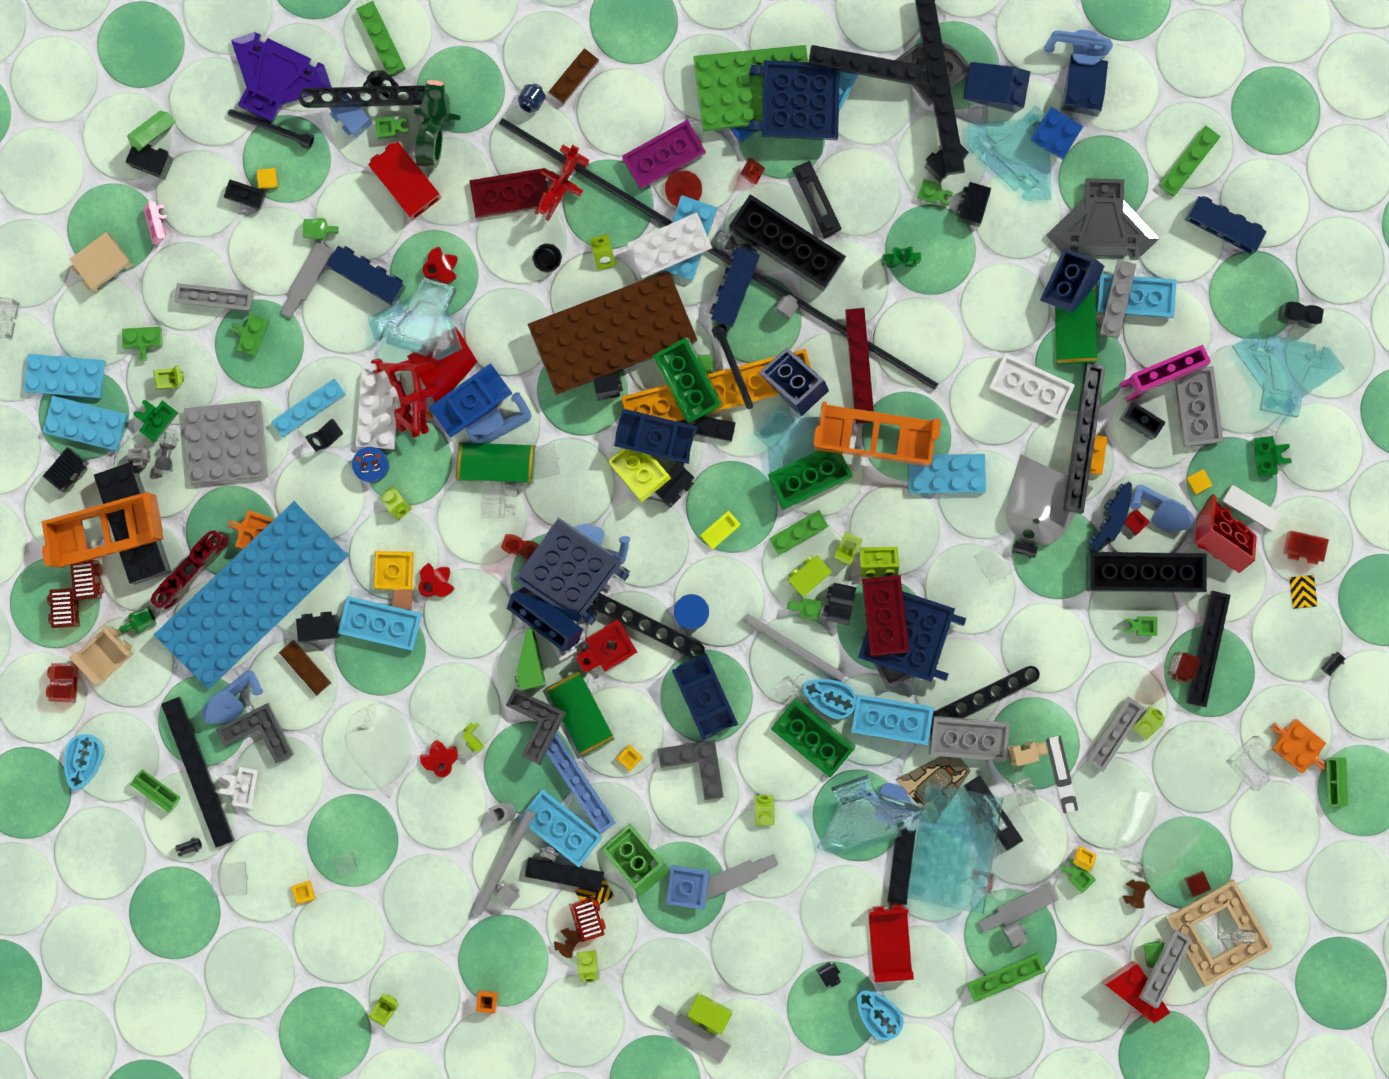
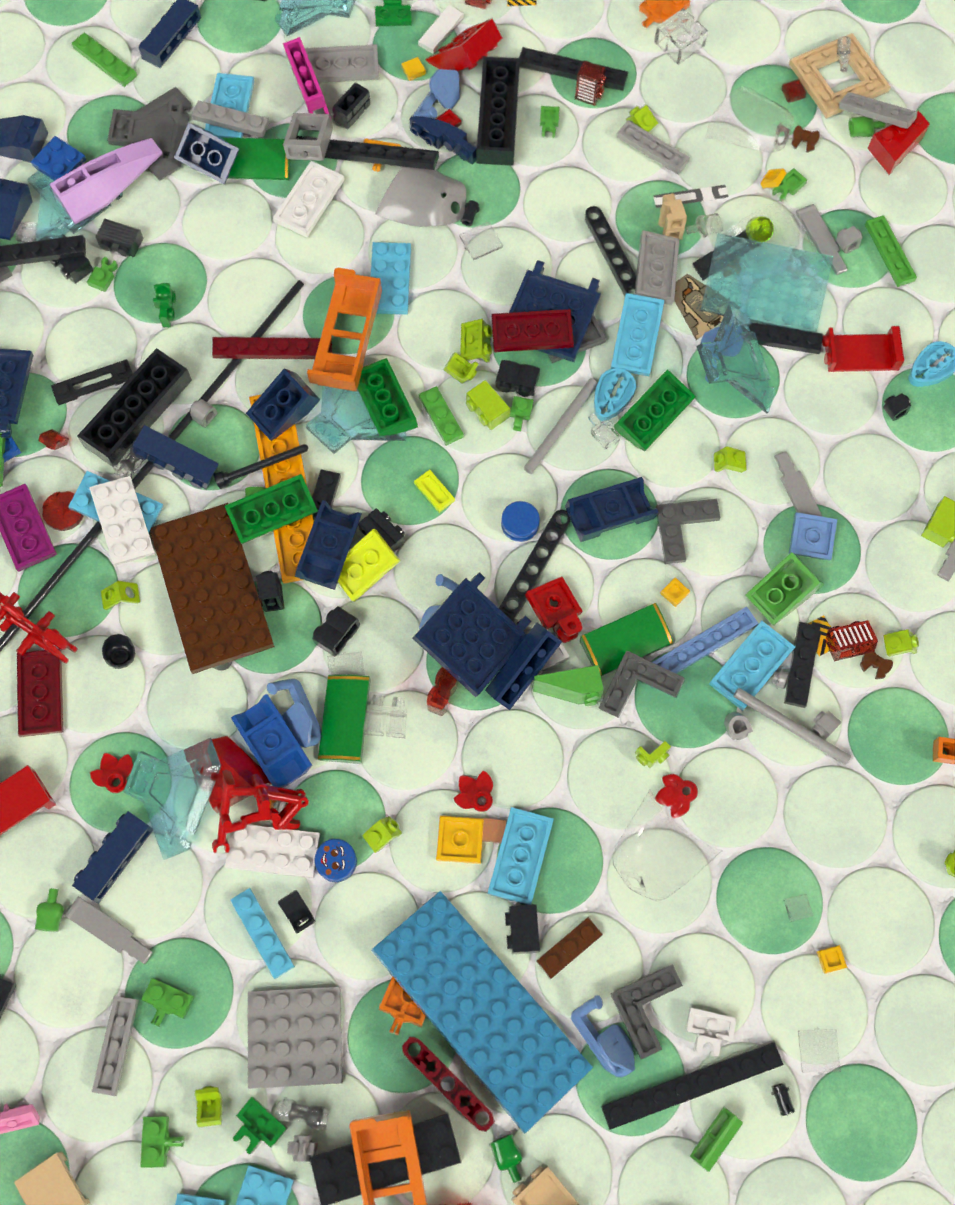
camera: 90 degrees left, 15 degrees down
(575, 448) = (336, 631): none -> black brick
(1006, 839) = (759, 229): none -> clear neon green head
(1034, 182) = (103, 179): none -> lavender wedge
(1078, 387) = (315, 148): none -> light grey window

